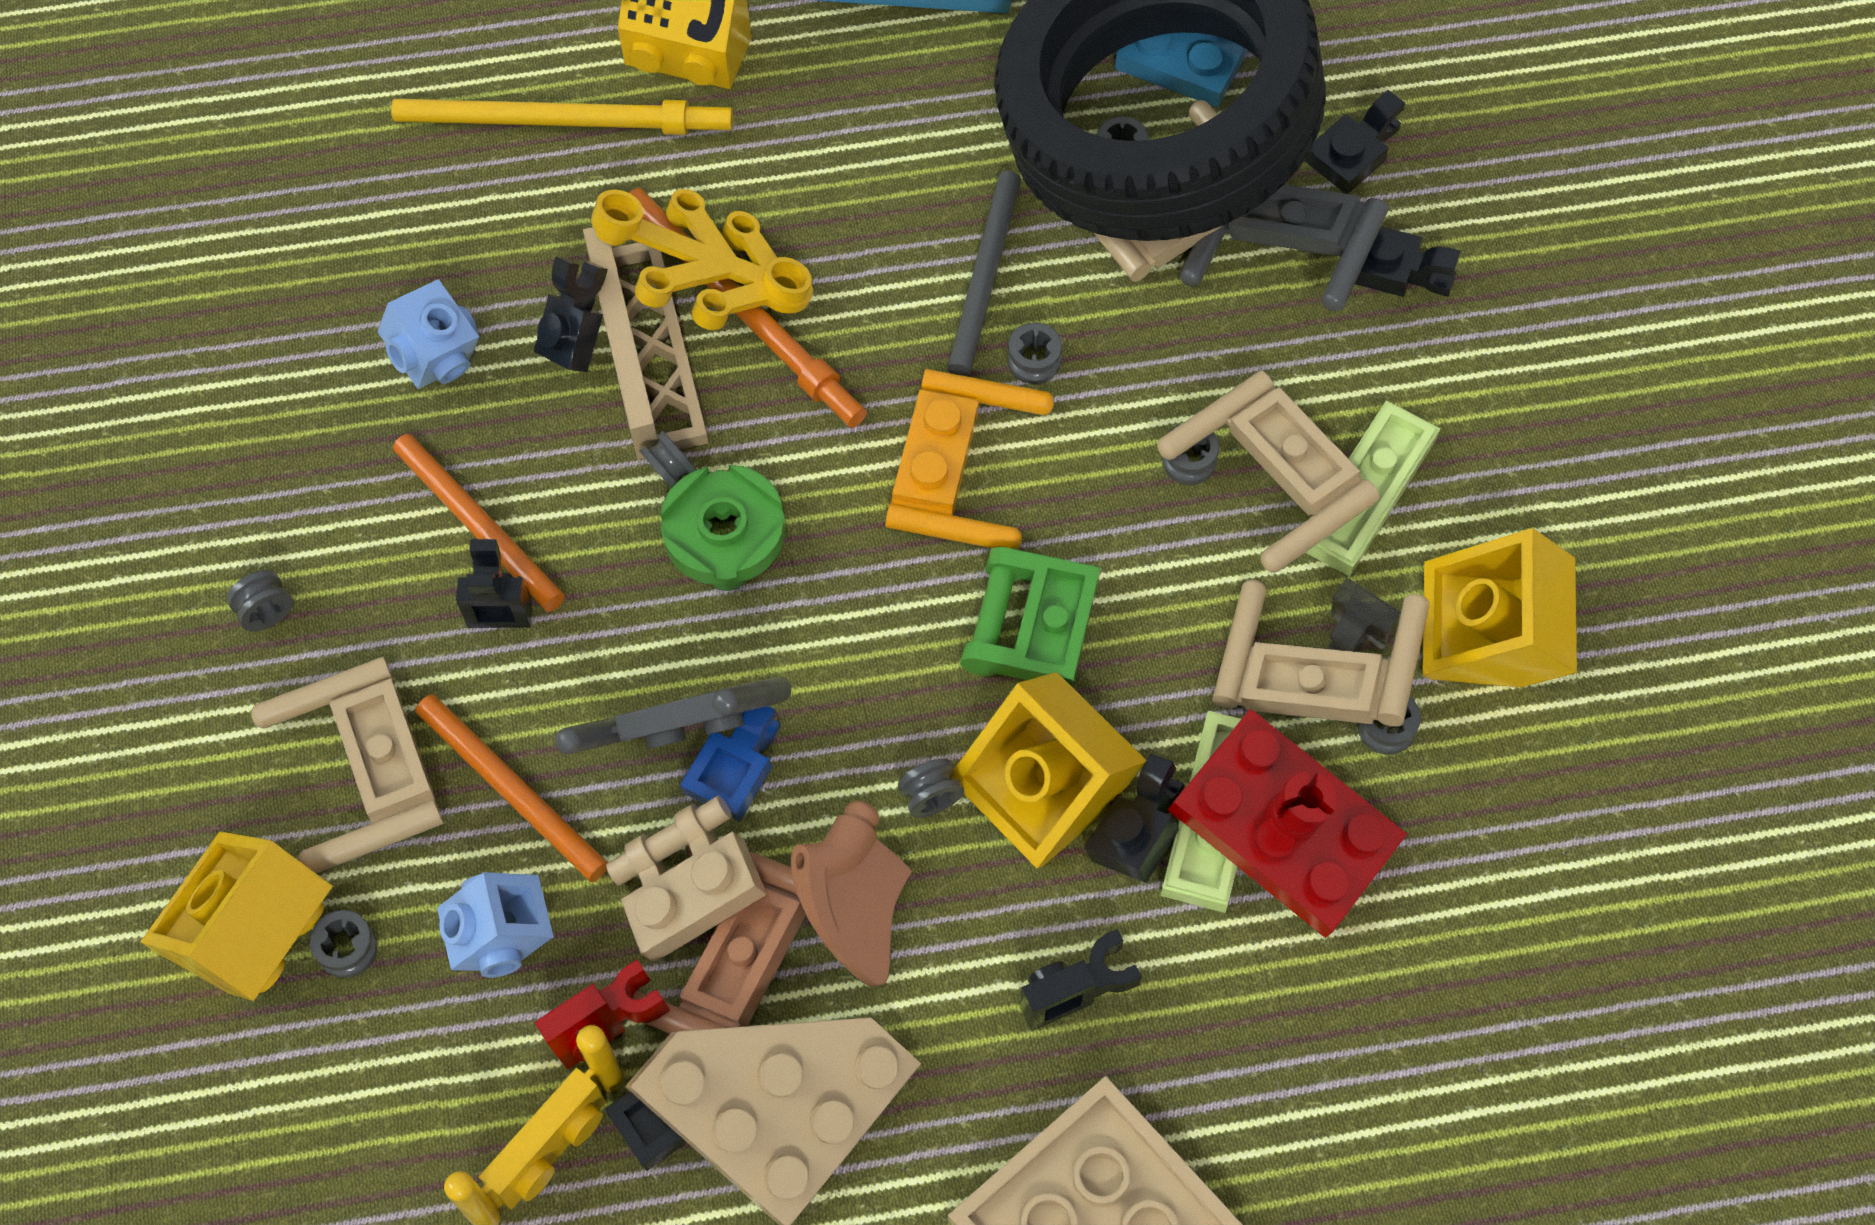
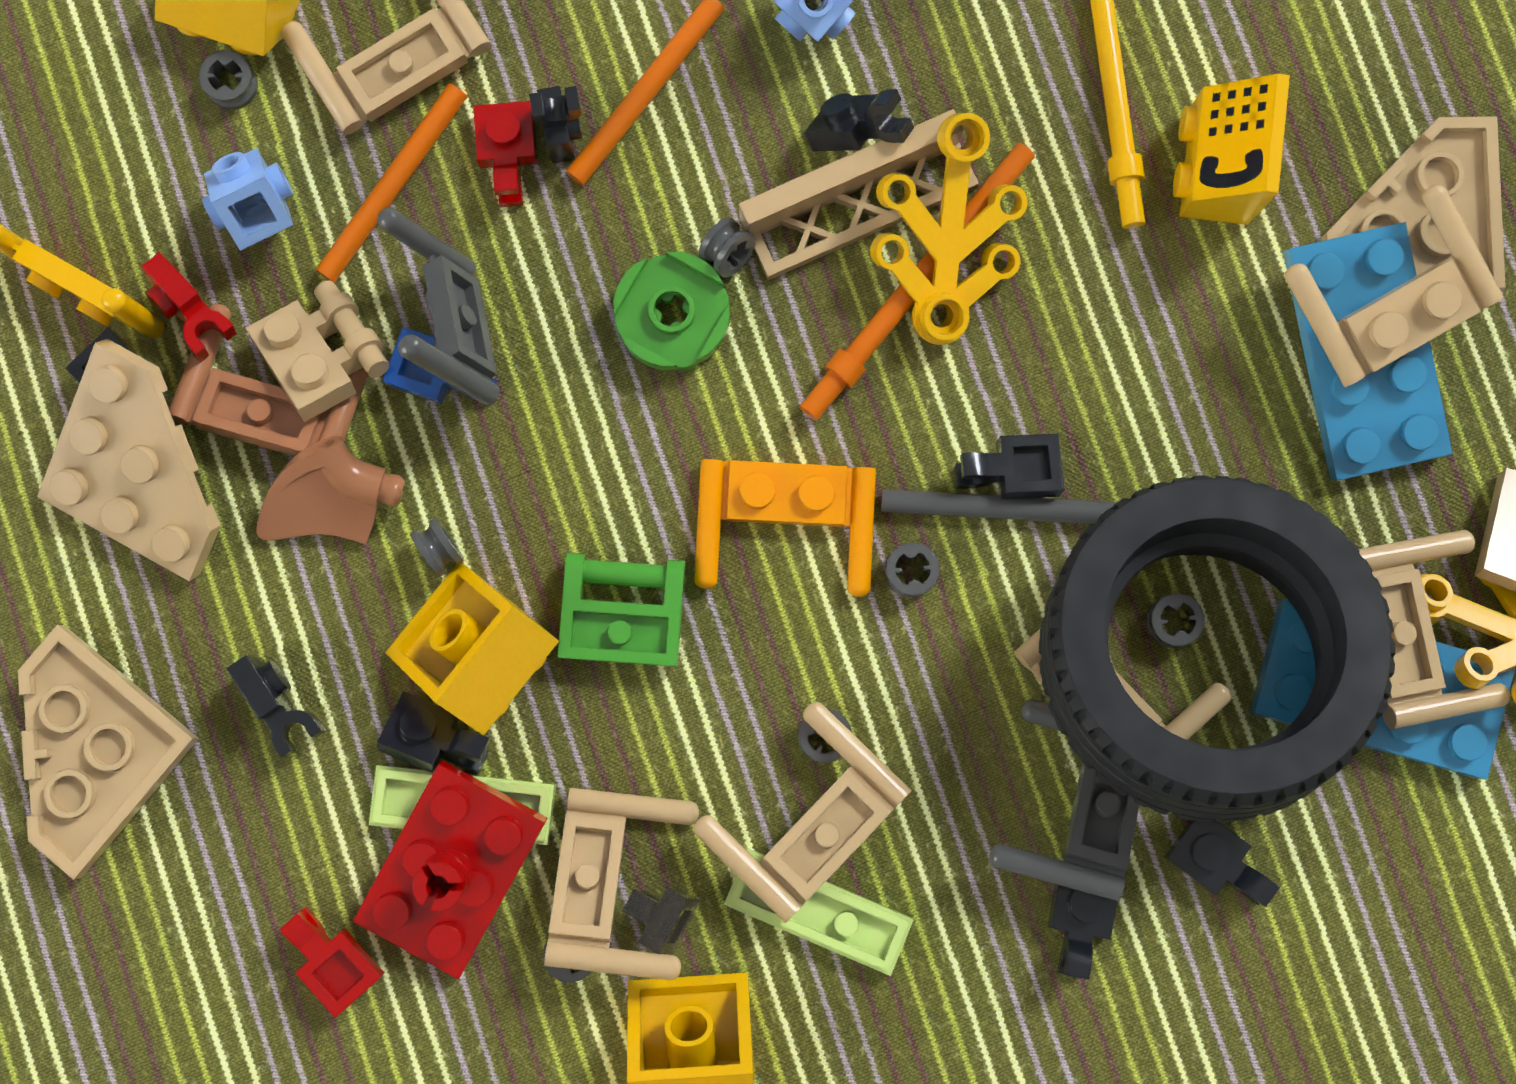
camera: 80 degrees right, 20 degrees up
(496, 660) = (505, 142): none -> red plate
(947, 240) = (1023, 465): none -> black plate
(1379, 958) = (335, 968): none -> red plate

